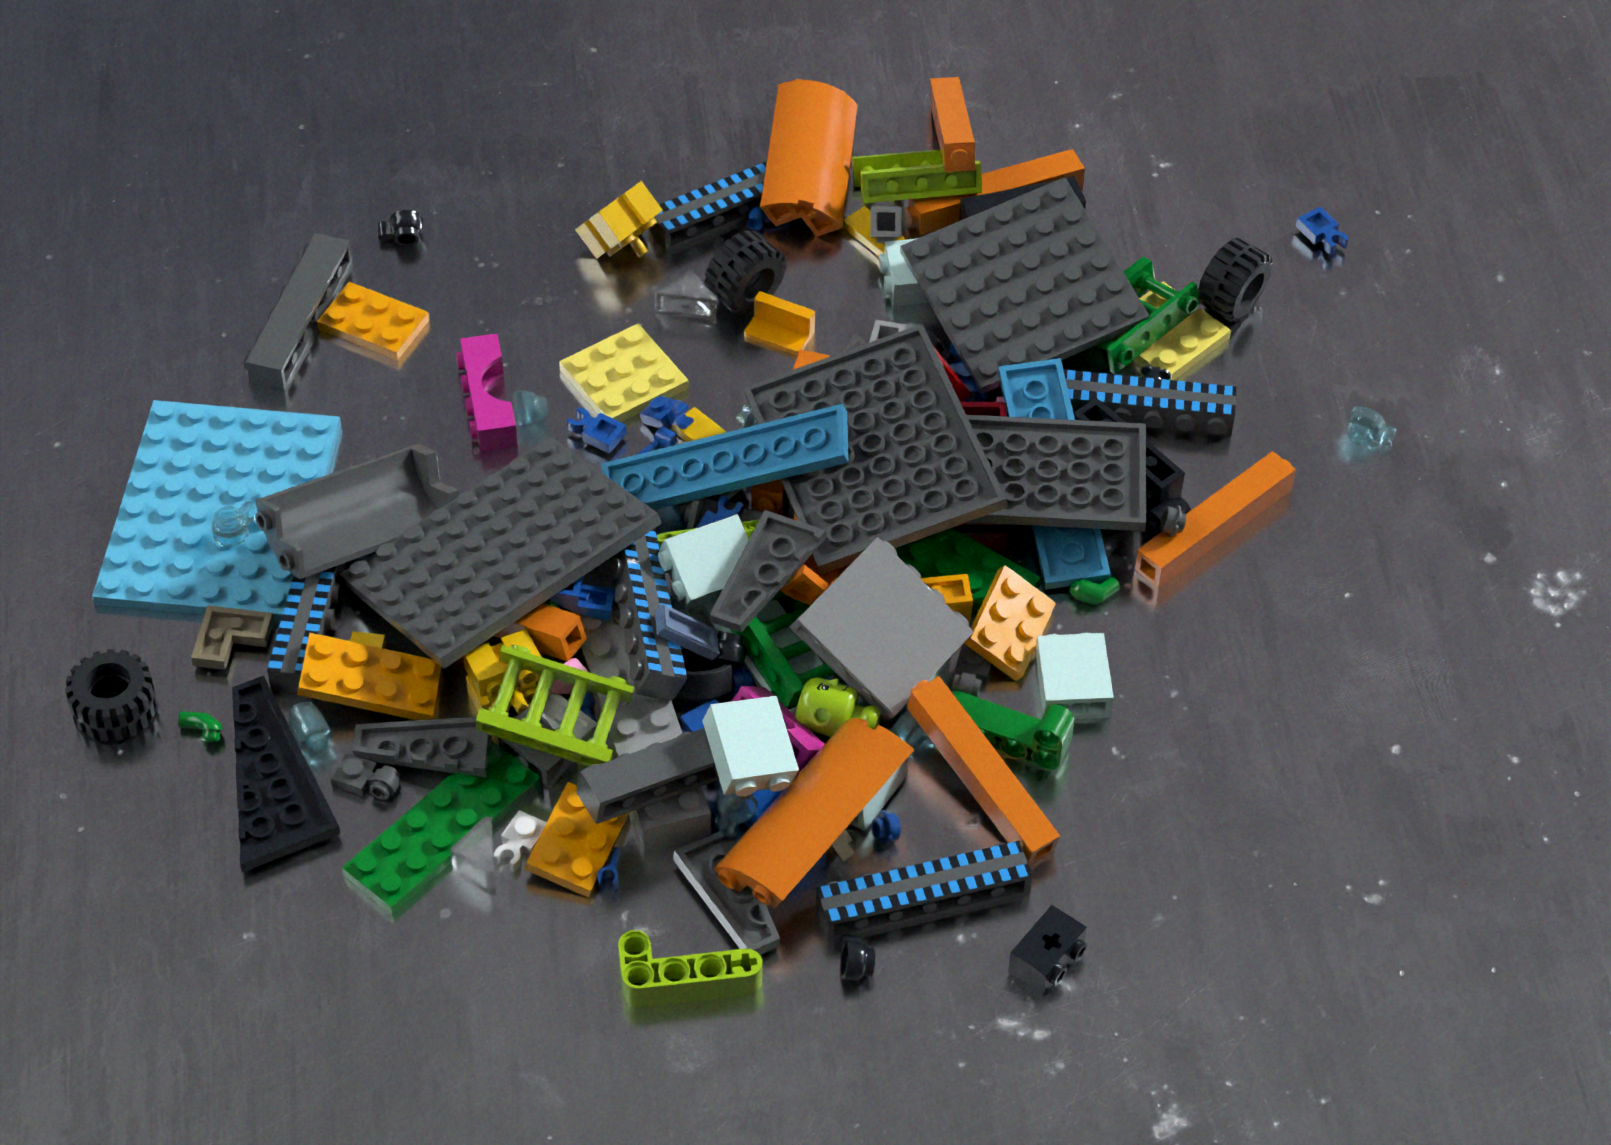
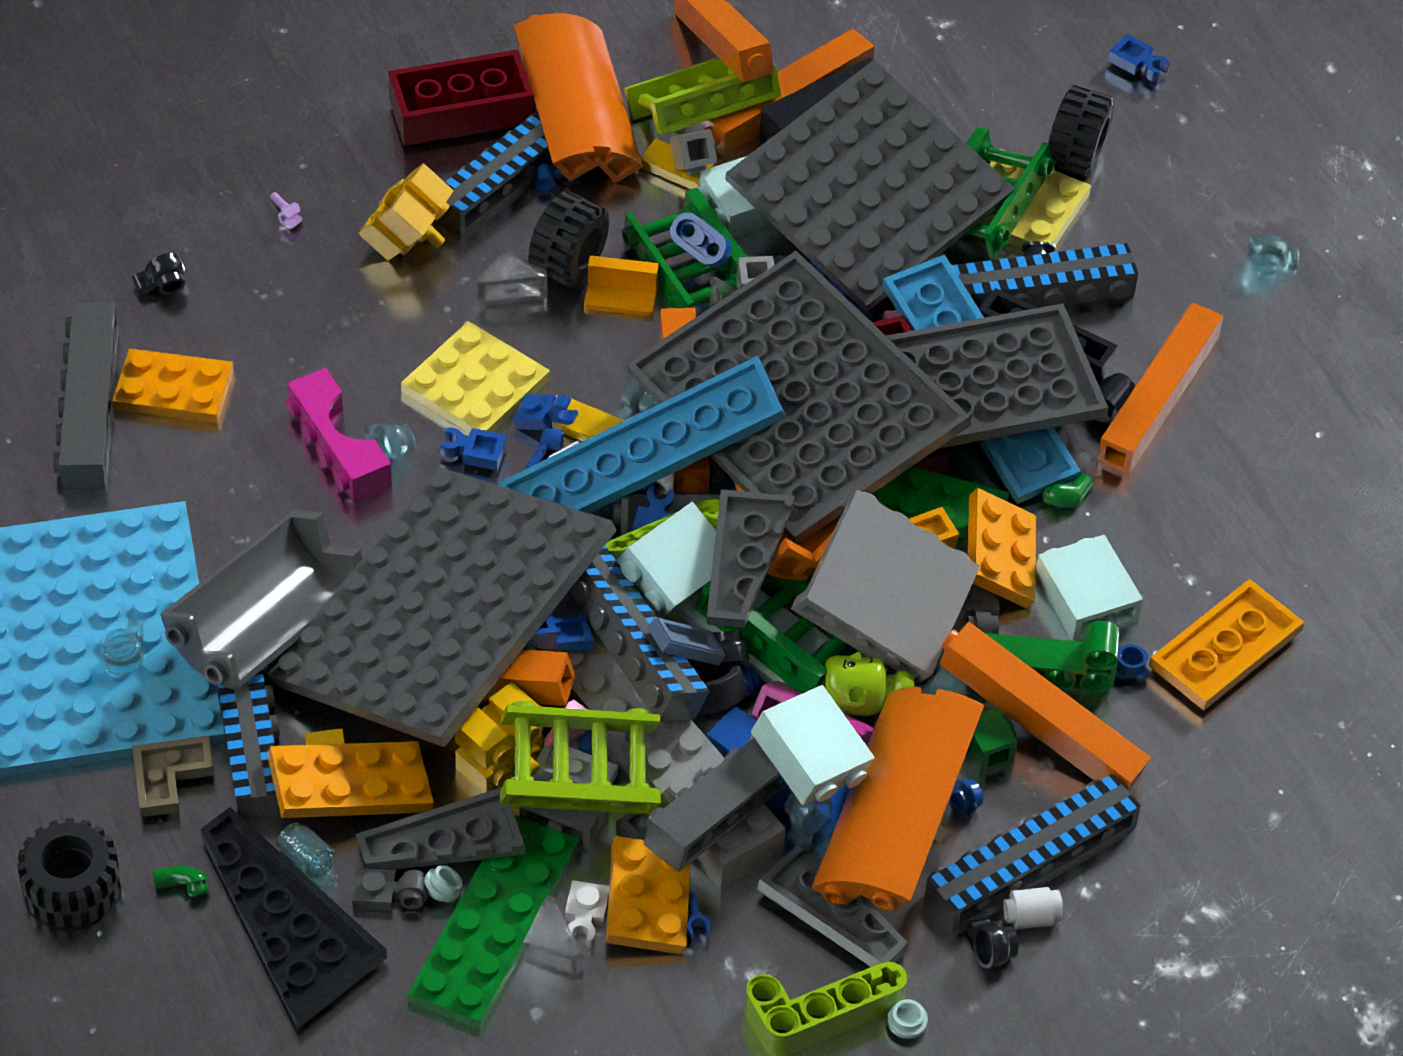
camera: 20 degrees left, 0 degrees up
(410, 784) = (443, 884): none -> light aqua plate
(529, 201) = (289, 214): none -> lavender hand
(709, 134) = (460, 97): none -> dark red brick
(753, 1004) = (907, 1019): none -> light aqua plate
(859, 301) = (702, 241): none -> plate
(874, 297) = (670, 281): none -> green fence
(903, 938) = (1033, 908): none -> white brick
(928, 784) = (993, 741): none -> green brick
(1048, 950) = (1184, 878): black brick -> none
(1087, 743) = (1133, 655): none -> blue plate
(1172, 520) = (1127, 399): dark grey plate -> none
(1177, 756) = (1226, 644): none -> light orange plate

